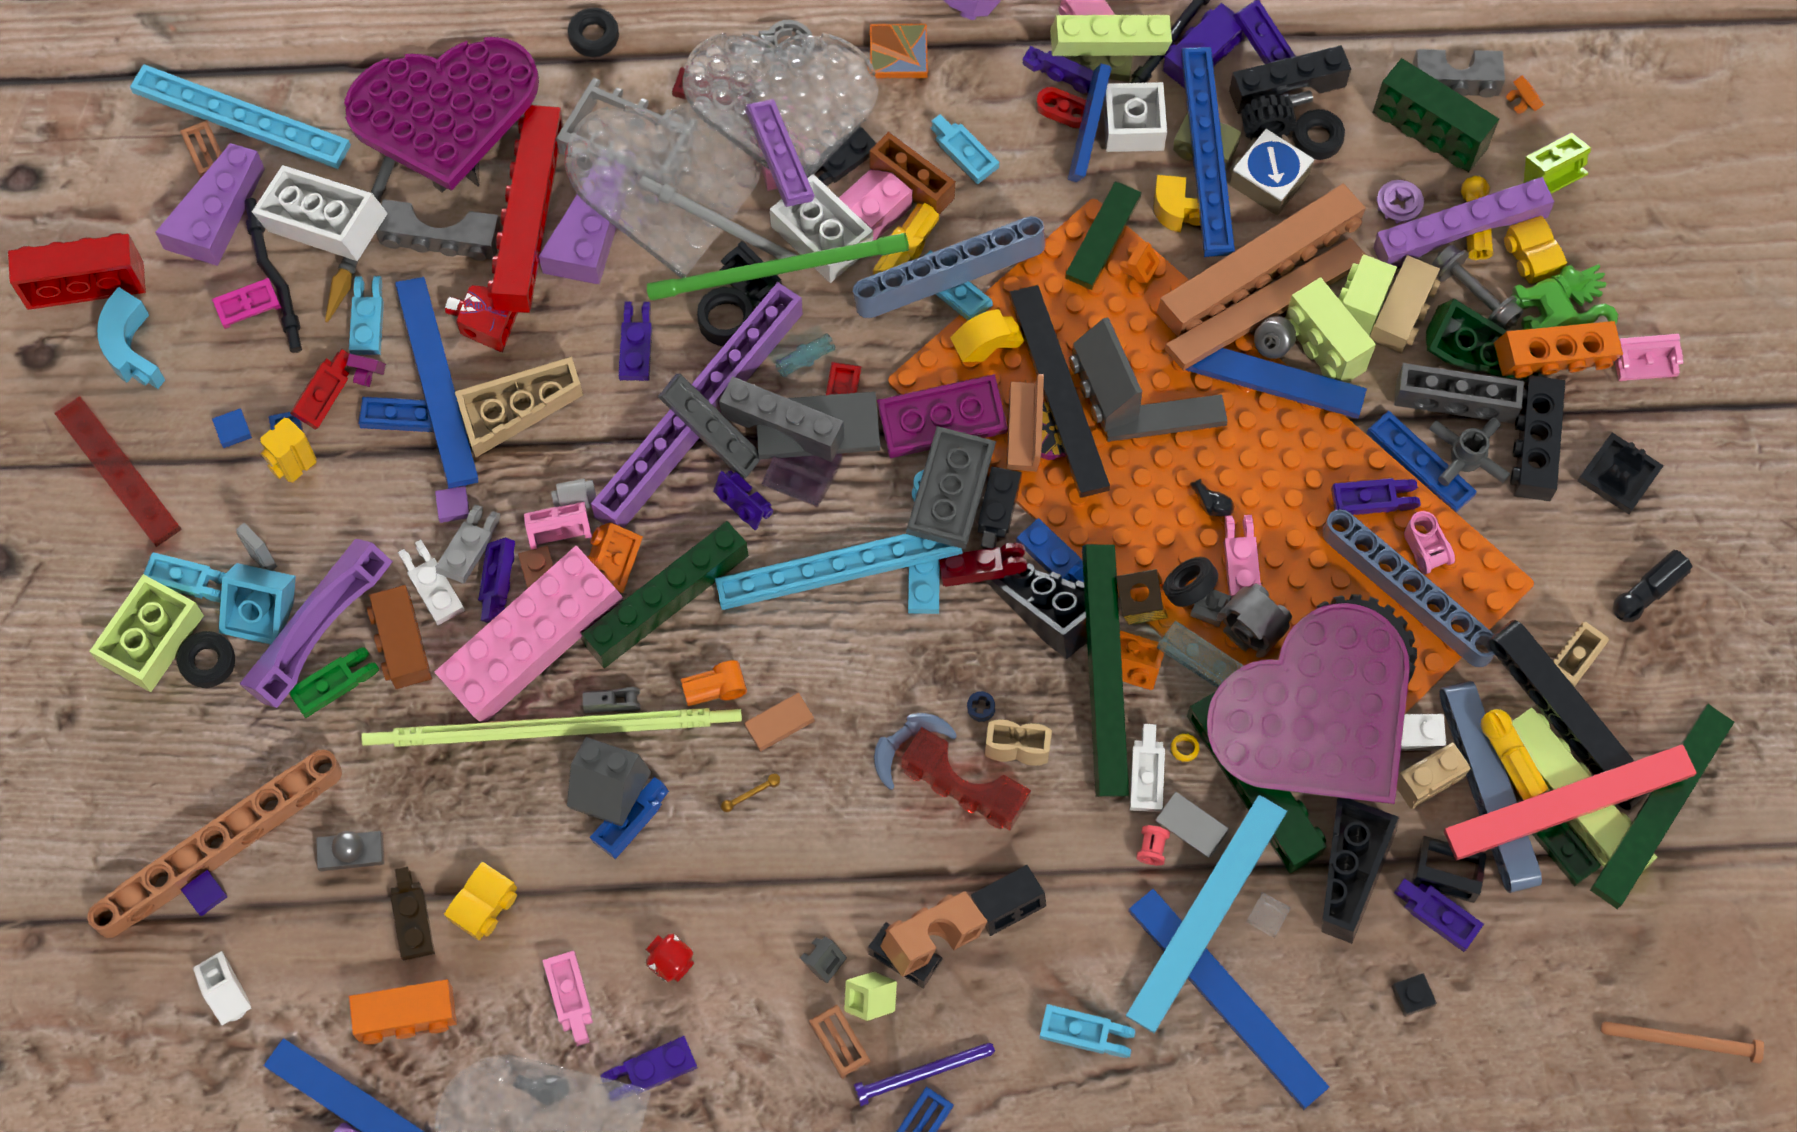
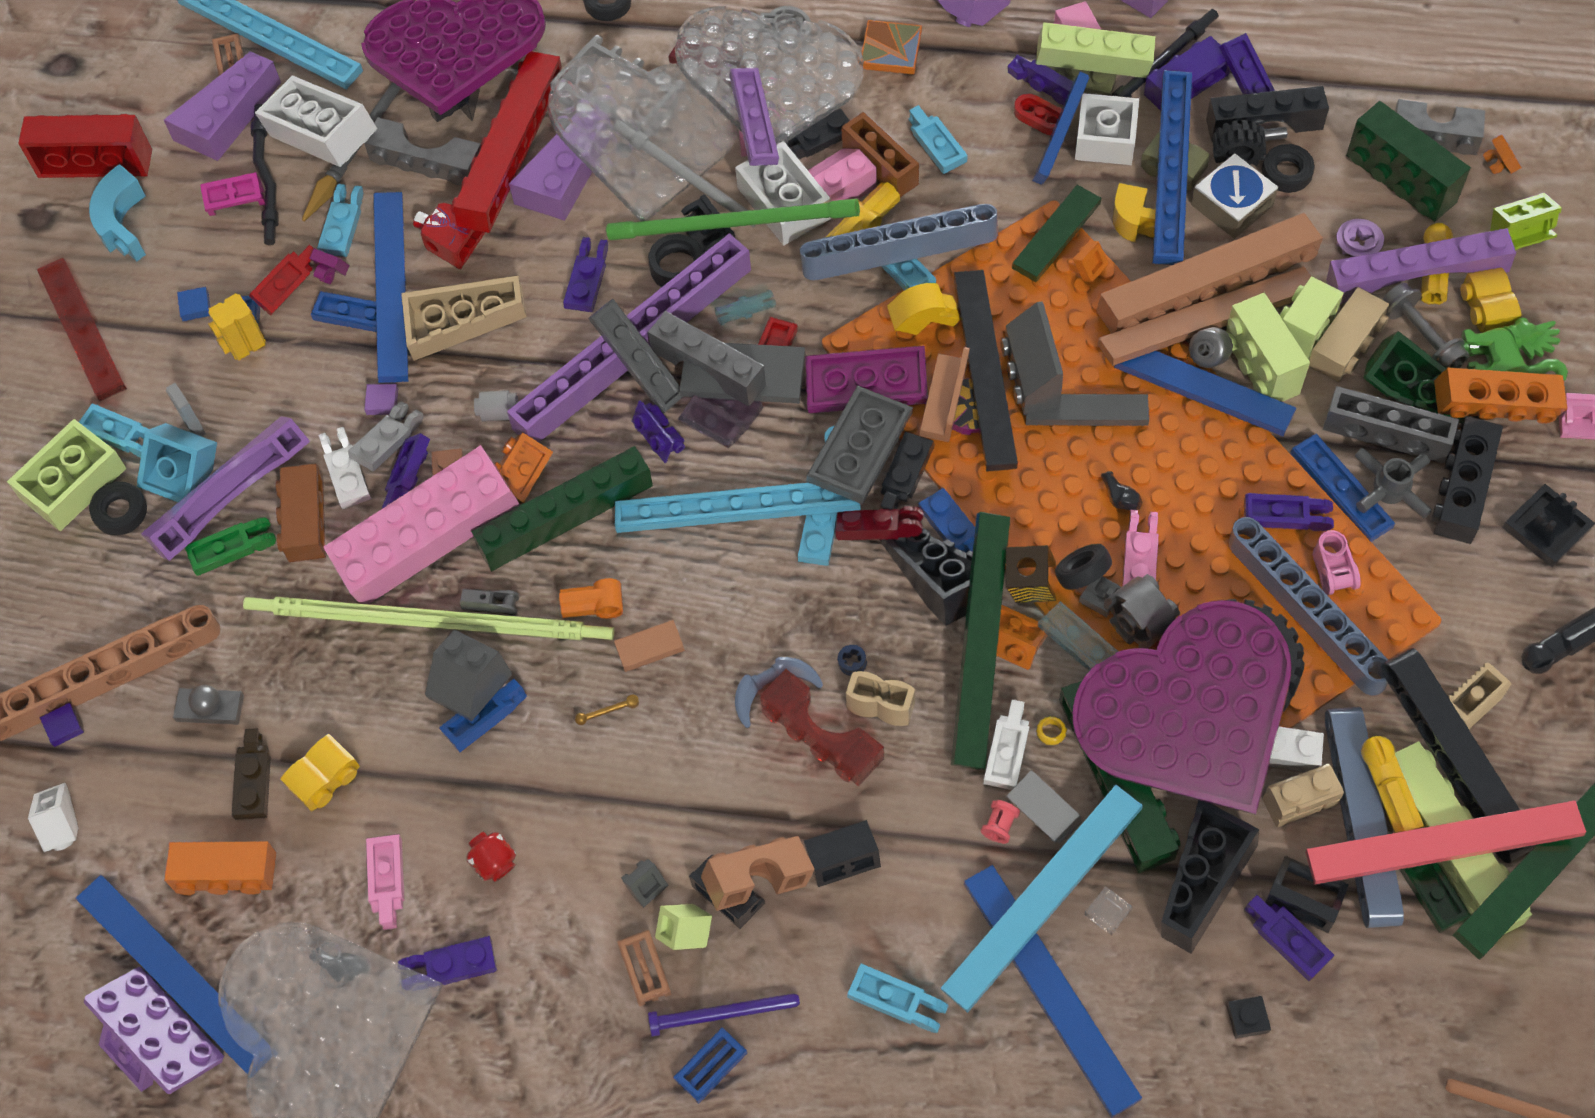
camera: 15 degrees right, 5 degrees down
(557, 524) = (473, 429): bright pink hinge -> none

